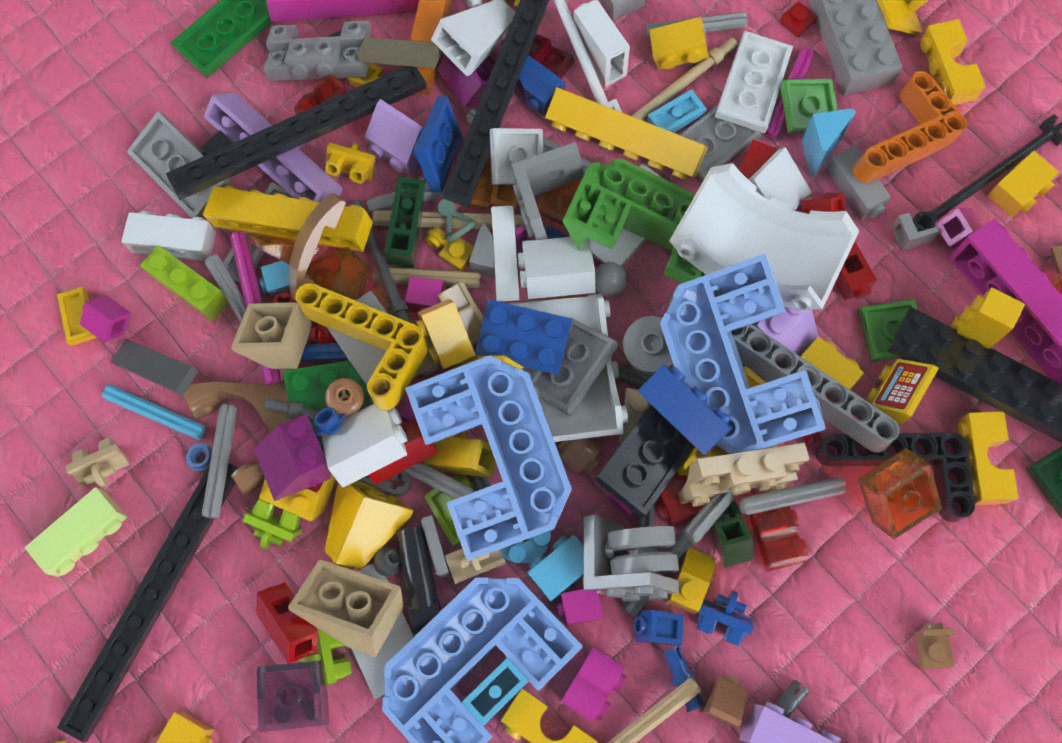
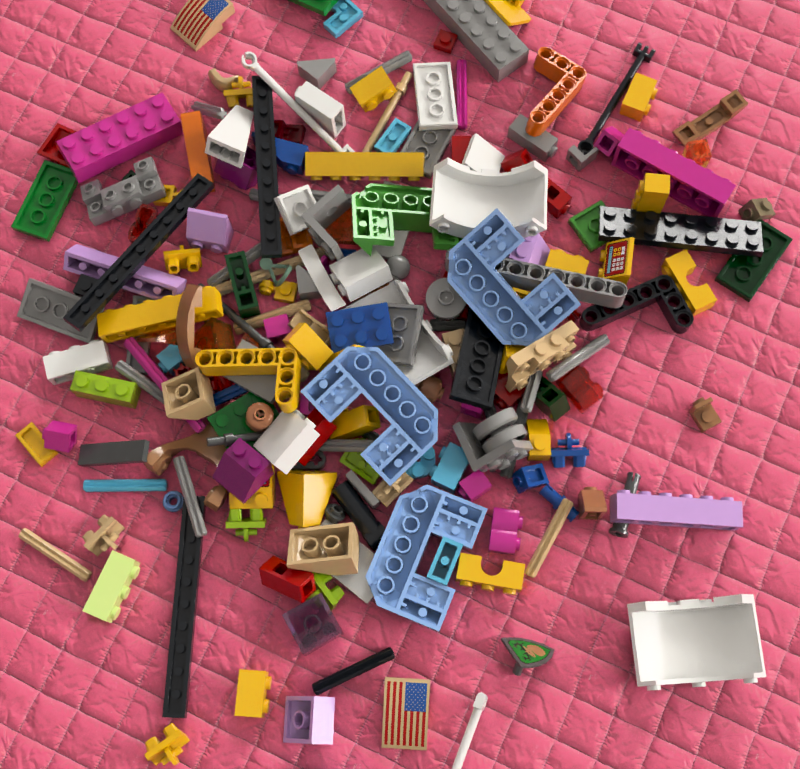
camera: 25 degrees left, 0 degrees up
(32, 461) = (55, 554): none -> tan axle
(328, 421) = (256, 436): blue plate -> none
(399, 52) = (184, 170): dark tan tile -> none
(438, 144) = (241, 222): blue plate -> none
(686, 408) = (488, 328): blue brick -> none
(805, 98) = (479, 98): bright green tile -> none
(824, 135) = (496, 116): medium azure slope -> none
(900, 493) = (643, 327): clear orange brick -> none
(957, 81) = (567, 44): yellow arch -> none

